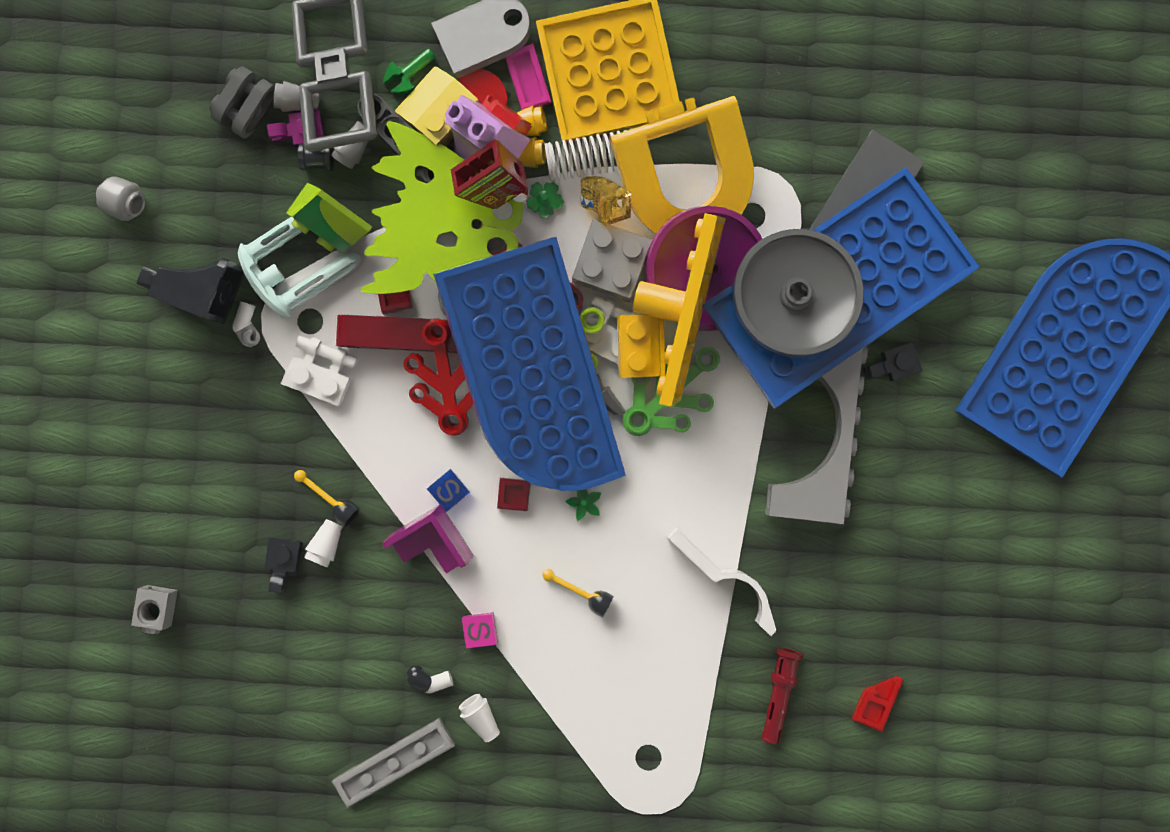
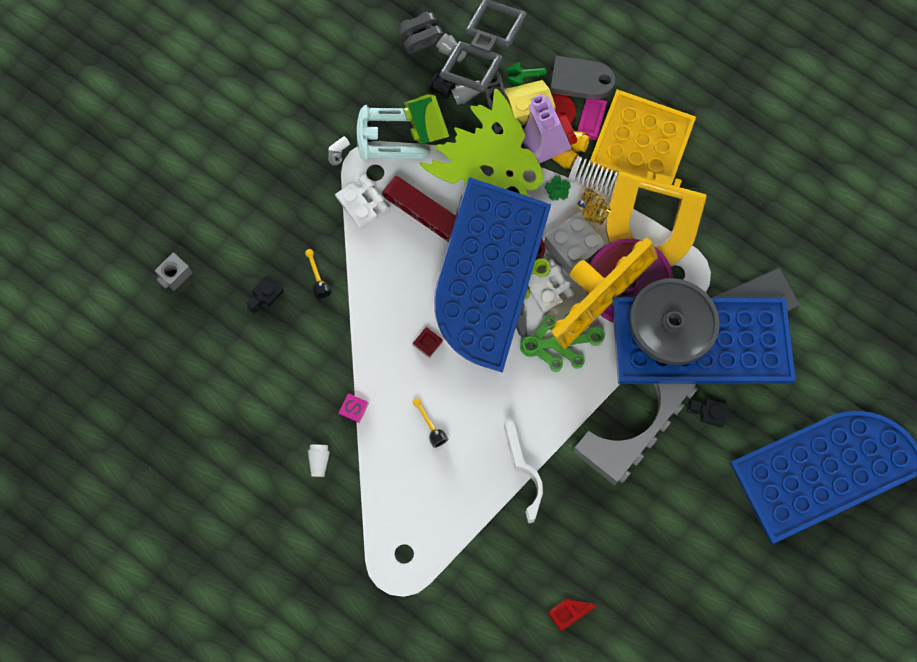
camera: 30 degrees right, 15 degrees down
(120, 198) = (315, 40): light grey head -> none
(200, 290) = (325, 113): black hips -> none
(294, 129) = (431, 61): magenta plate -> none
(324, 544) = (296, 299): white cone -> none
(393, 762) = (247, 454): light grey tile -> none
(395, 302) = (434, 187): dark red tile -> none
(426, 683) = (300, 419): arm -> none
(435, 532) = (364, 330): magenta panel -> none
(443, 382) = (430, 250): red plant -> none
(448, 490) = (391, 315): clear blue tile -> none
(490, 177) = (535, 150): dark red torso -> none
(585, 503) = (467, 374): green plant -> none
(640, 346) = (560, 300): yellow plate -> none
(783, 681) = (520, 557): dark red pin -> none

